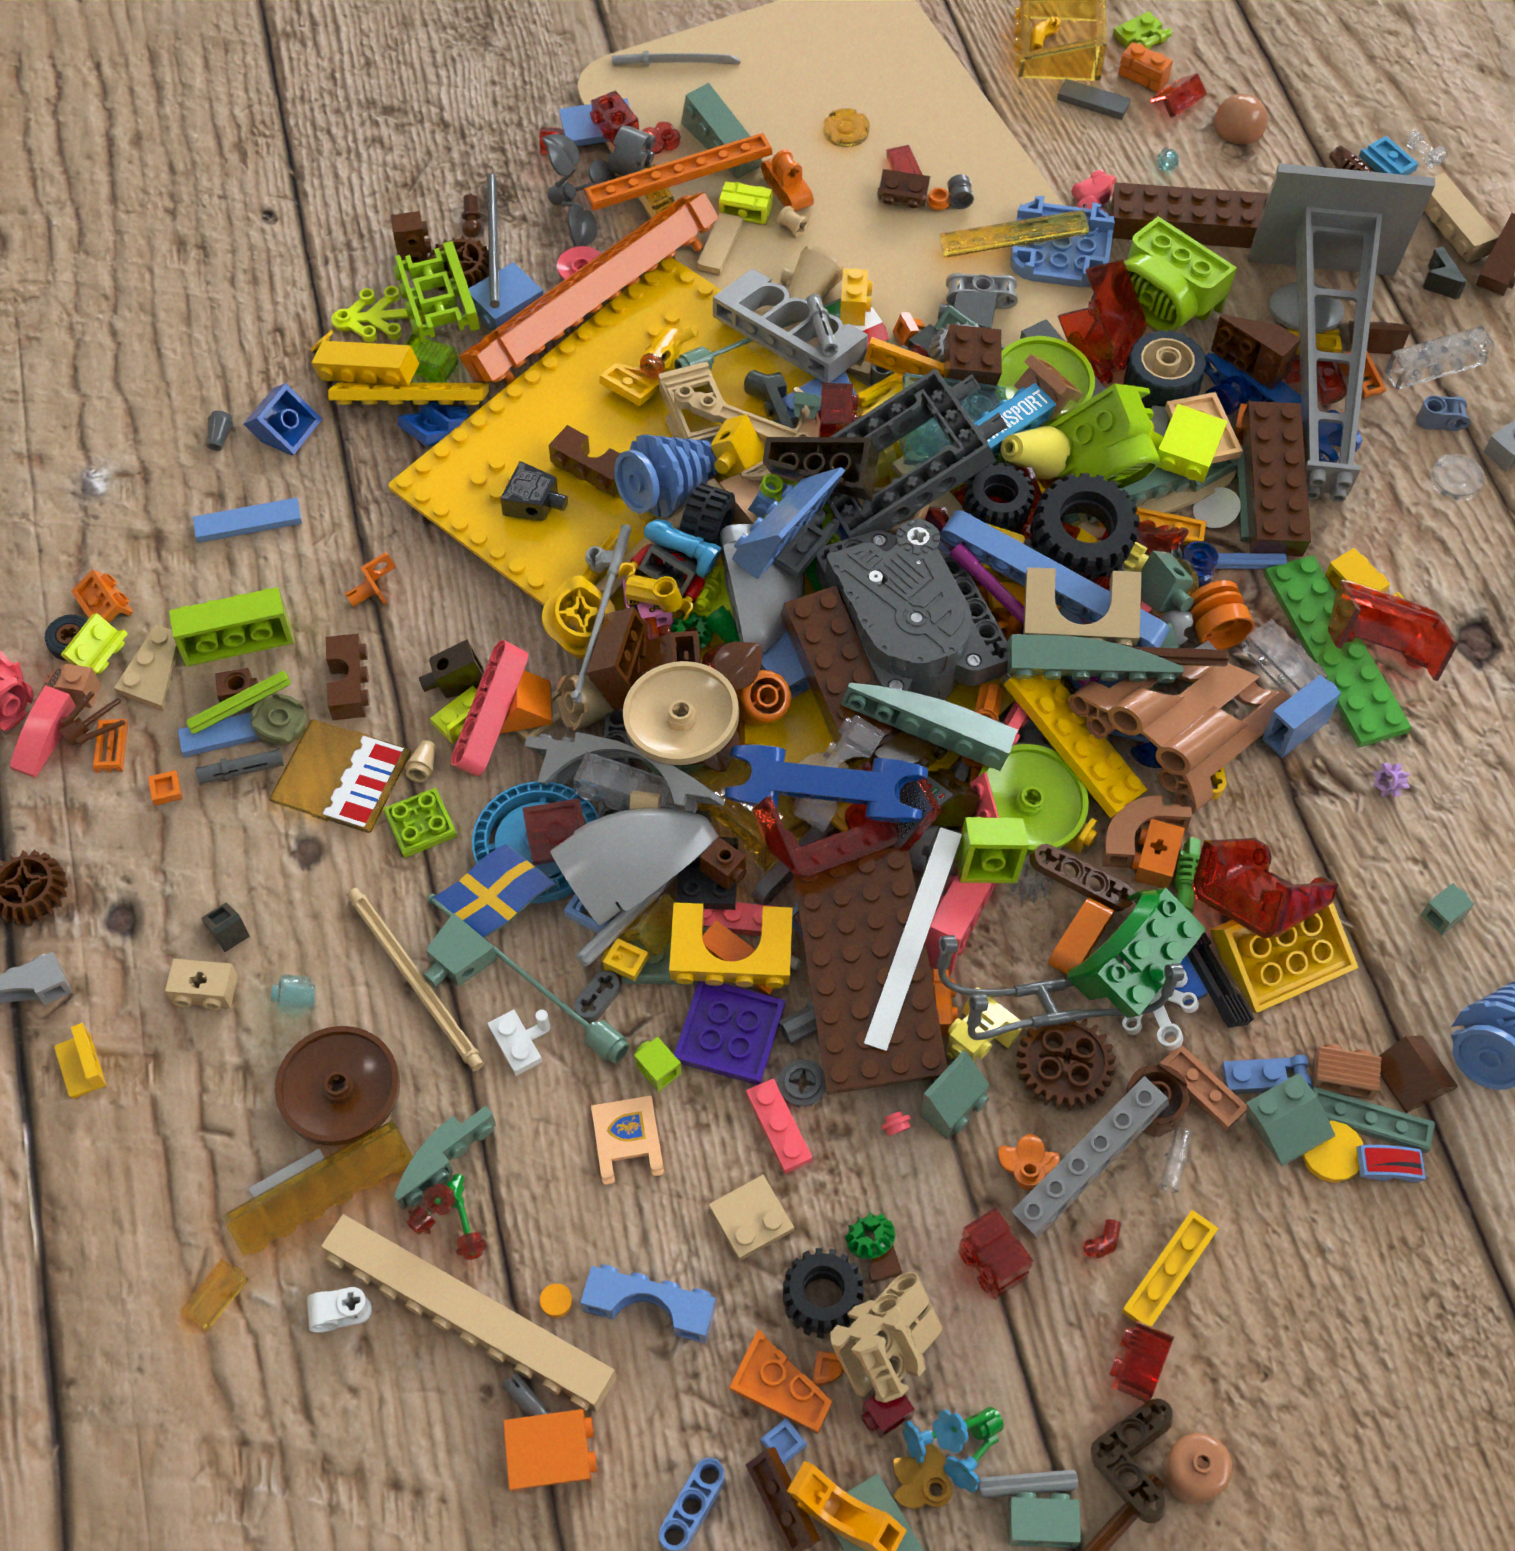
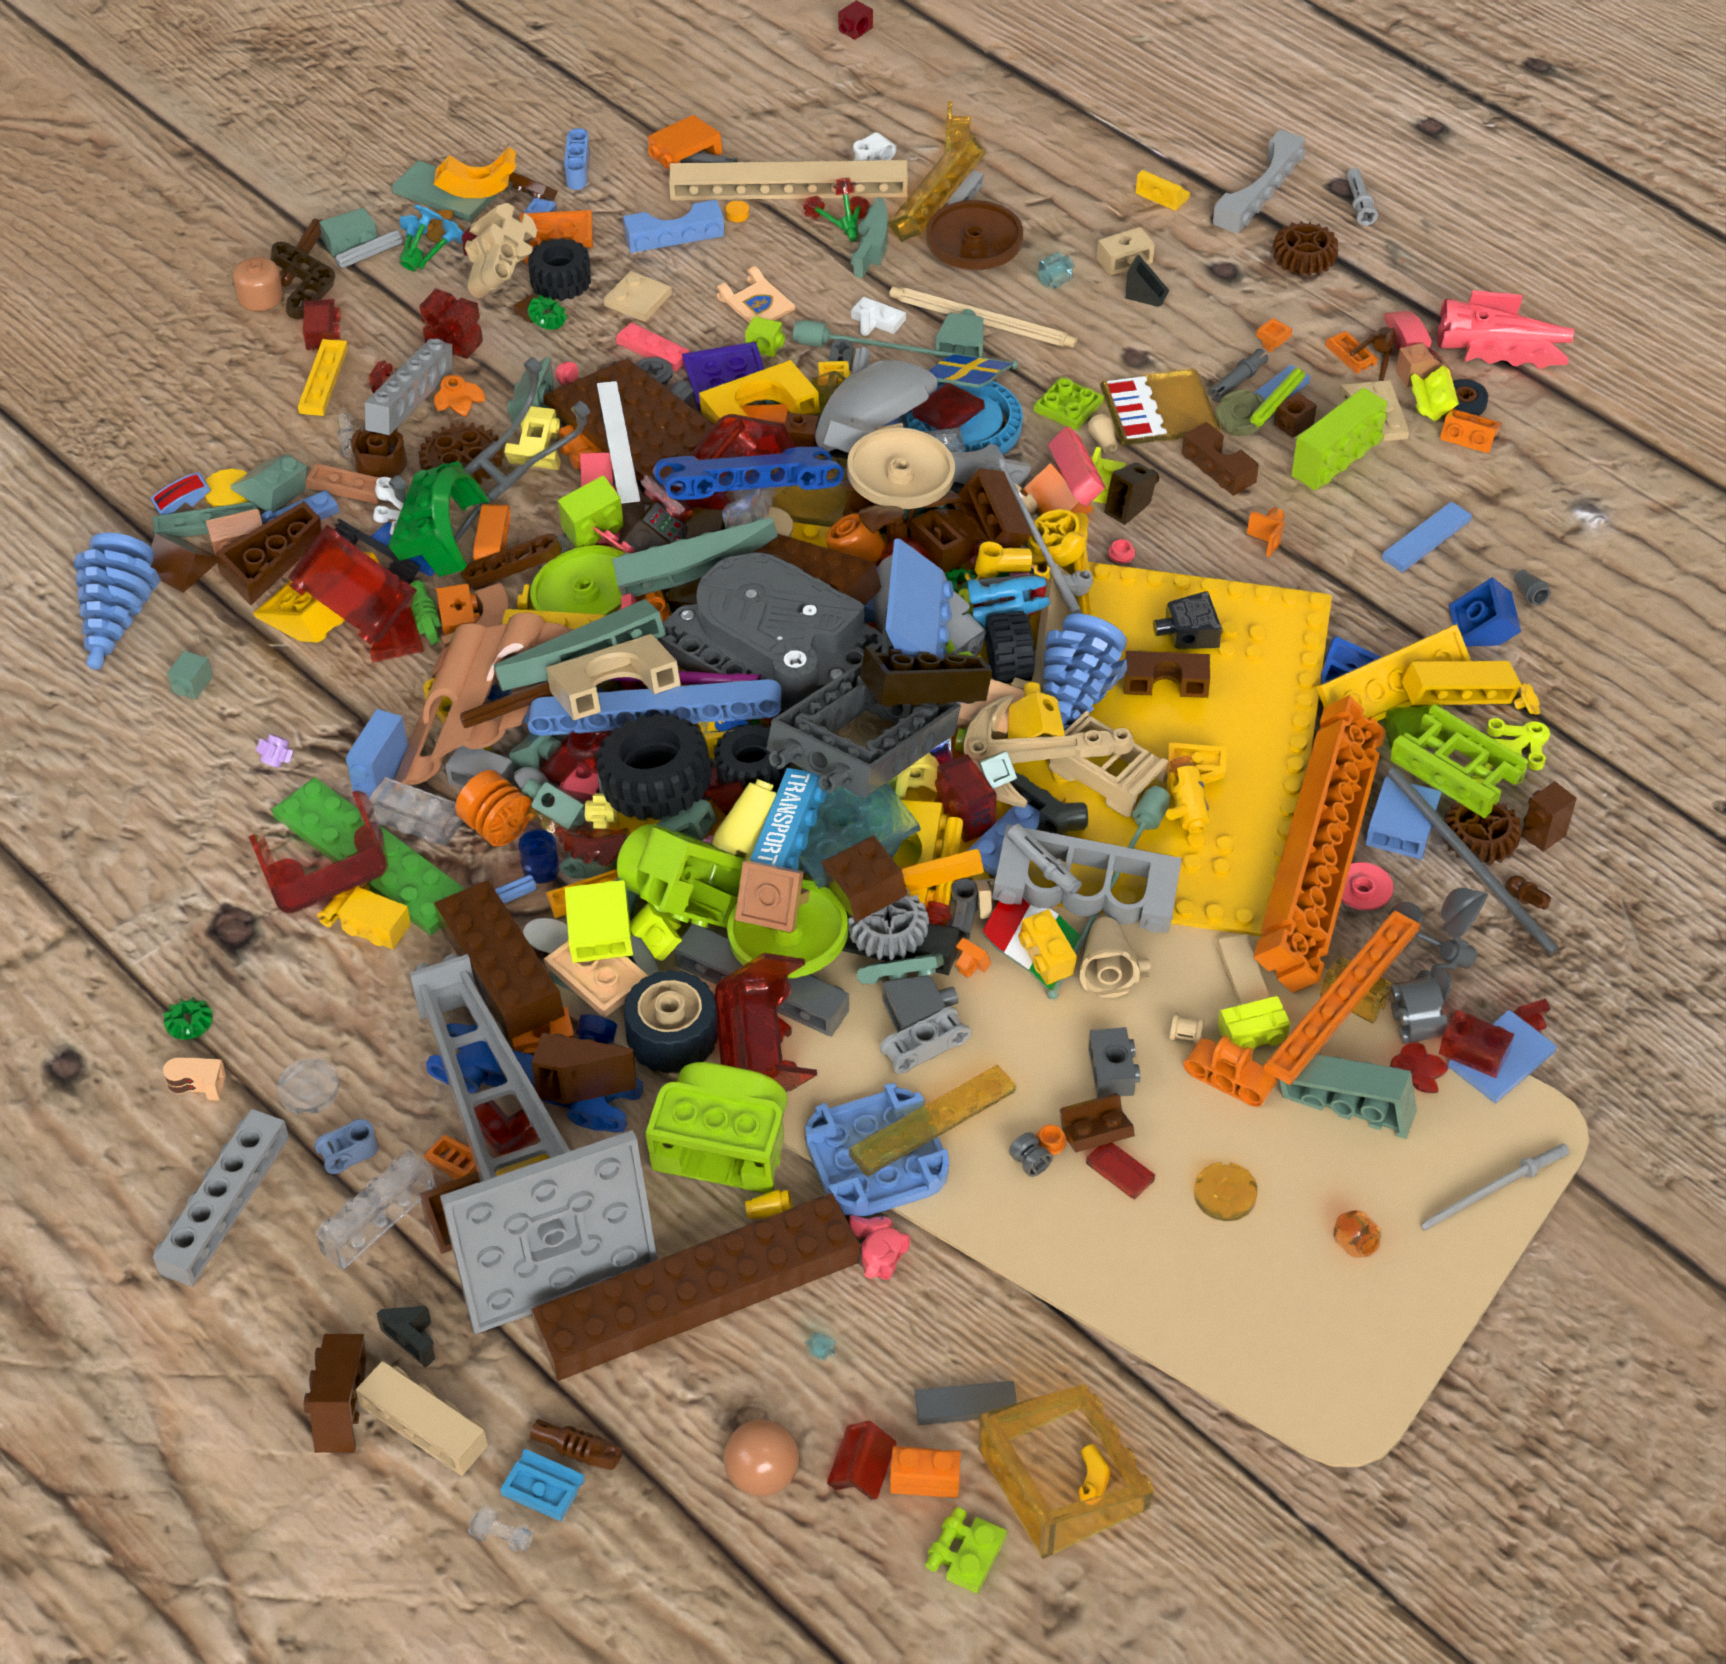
camera: 150 degrees right, 10 degrees down
(512, 629) = (1121, 551): none -> coral plate
(788, 63) = (1357, 1234): none -> clear orange head
(861, 221) = (1108, 1047): none -> dark grey brick
(1332, 1015) = (269, 551): none -> reddish brown wedge

